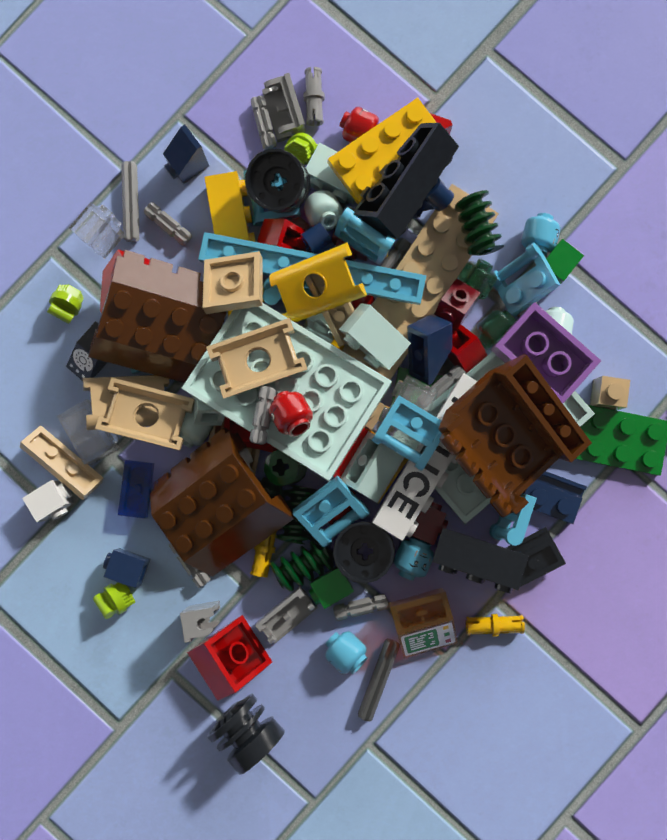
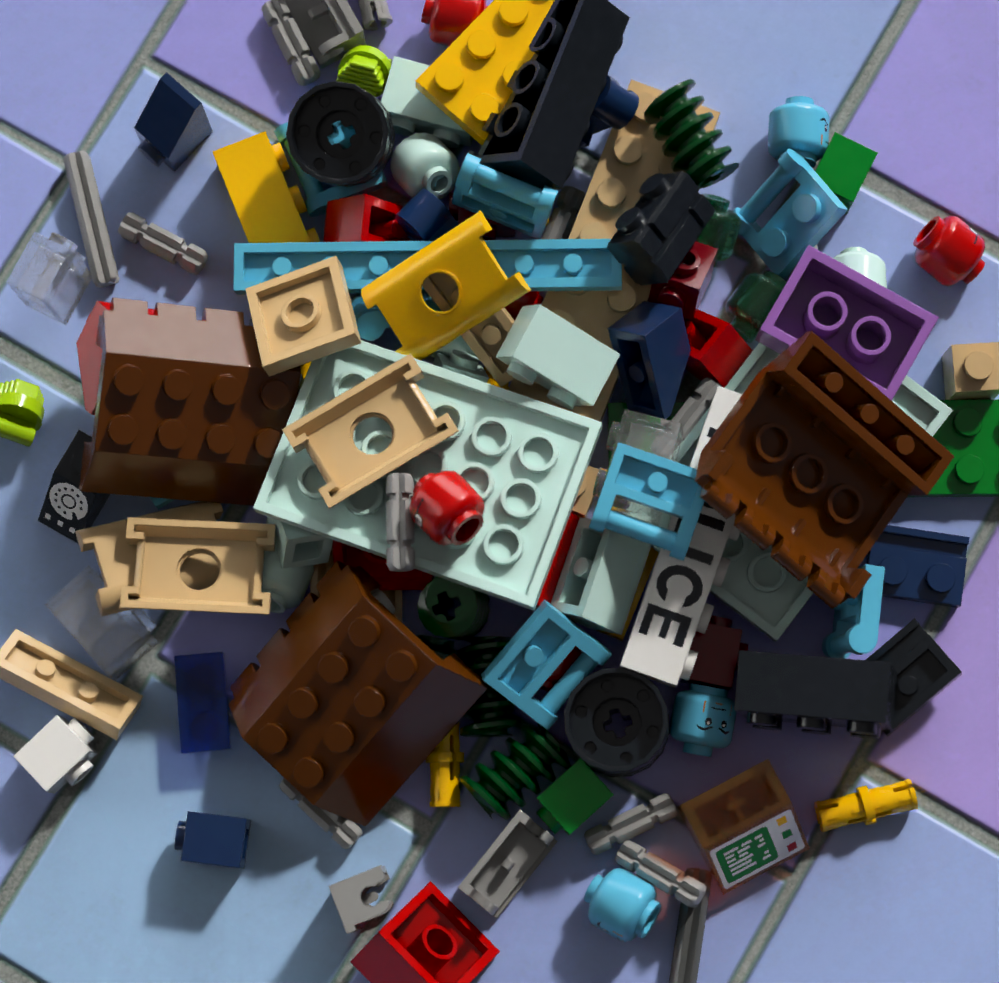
camera: 15 degrees left, 5 degrees down
(114, 600) = (205, 898): lime piece -> none
(371, 640) = (660, 873): none -> light grey axle
(450, 273) = (660, 227): none -> black brick
(612, 320) = (949, 250): none -> red head

